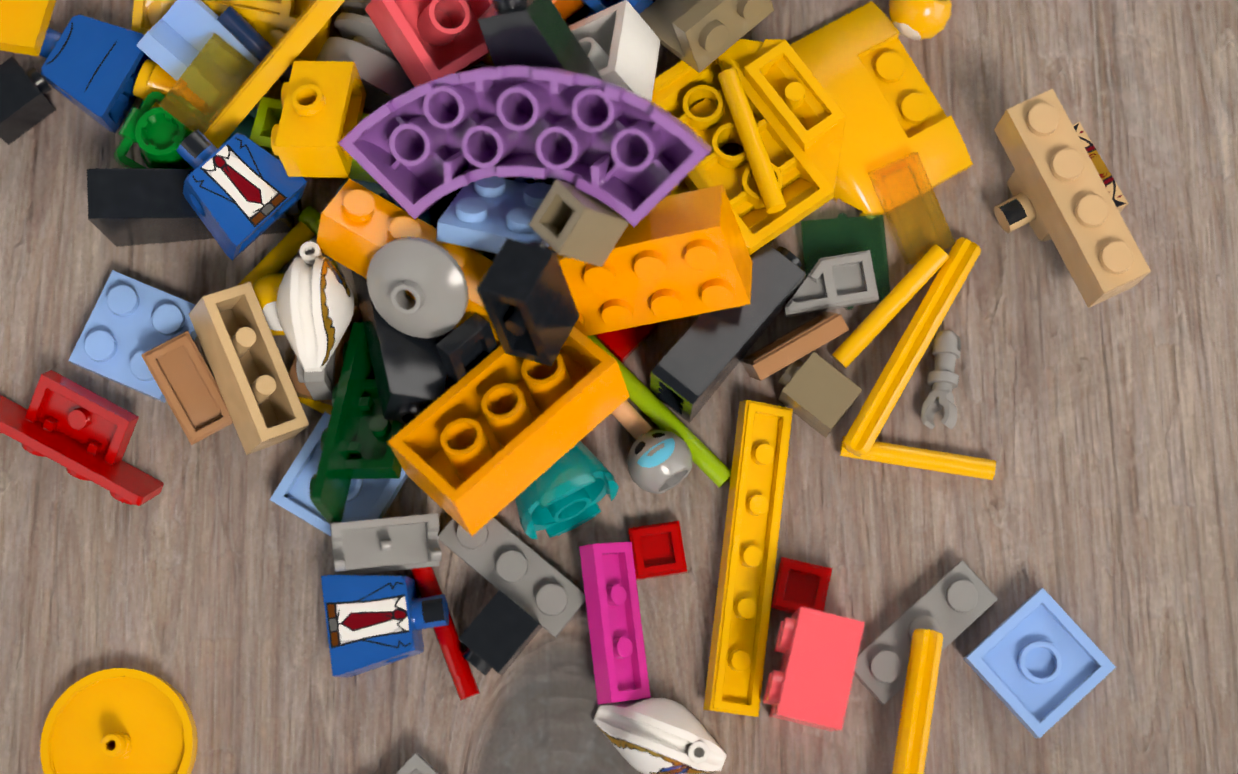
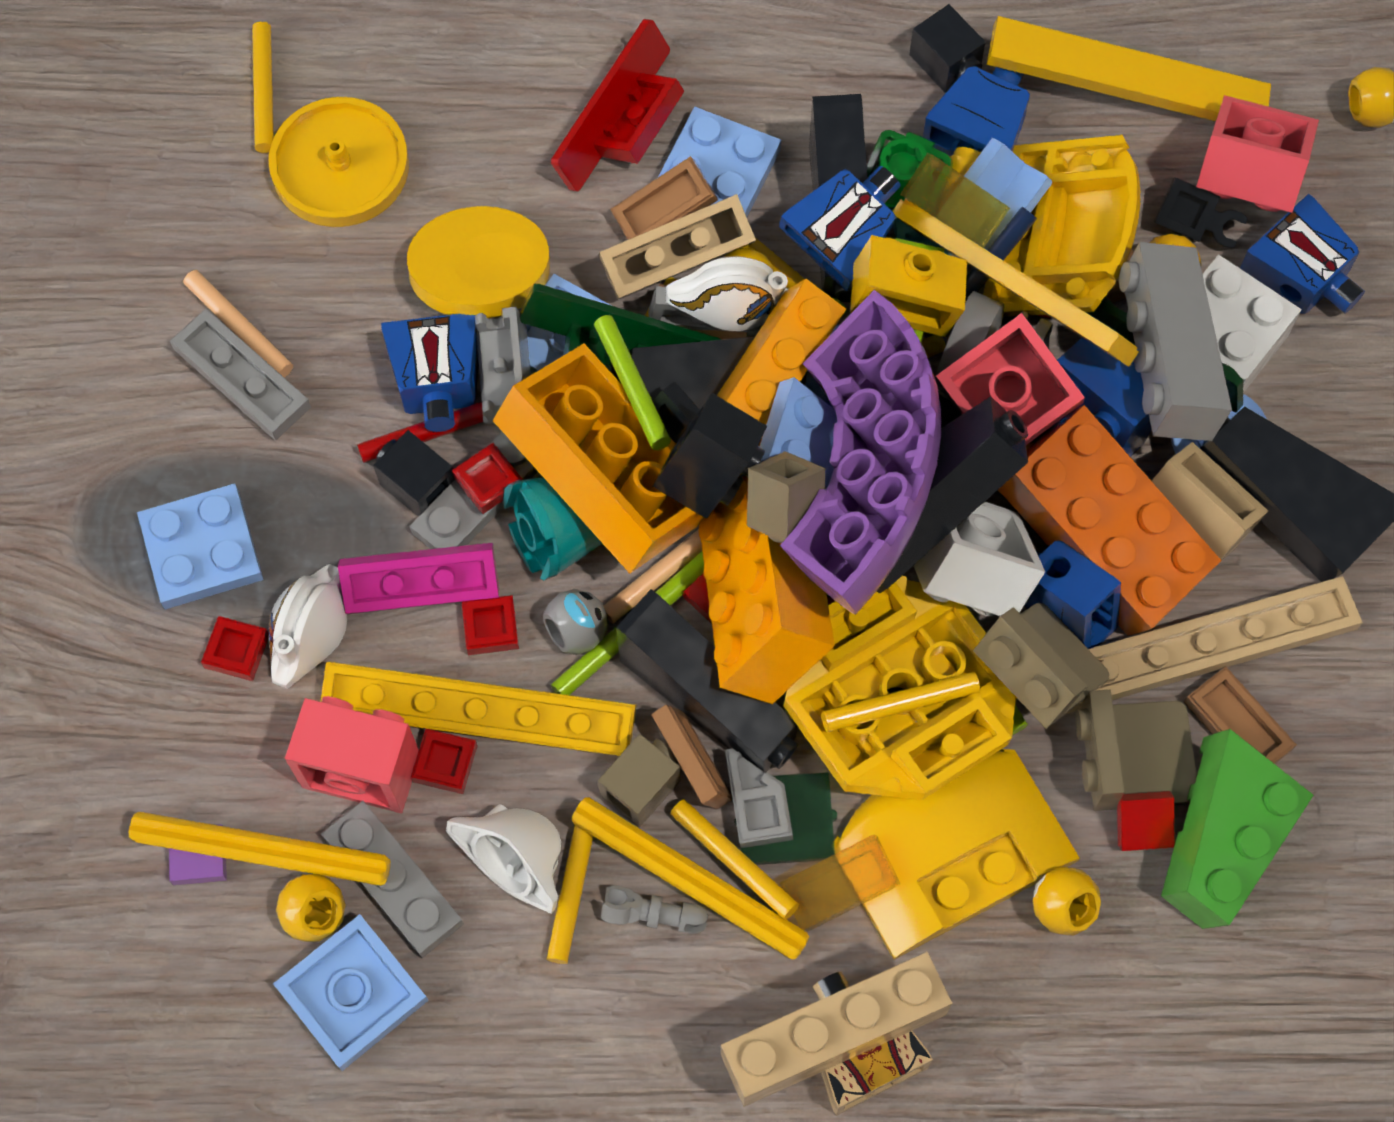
camera: 90 degrees right, 10 degrees down
(254, 580) = (477, 261): none -> yellow piece
(429, 275) = (735, 365): light grey dish -> none
(432, 391) = (632, 382): none -> lime bar
(508, 554) = (486, 477): none -> red tile
(895, 507) = (514, 851): none -> white hat
(963, 706) = (310, 907): none -> yellow piece

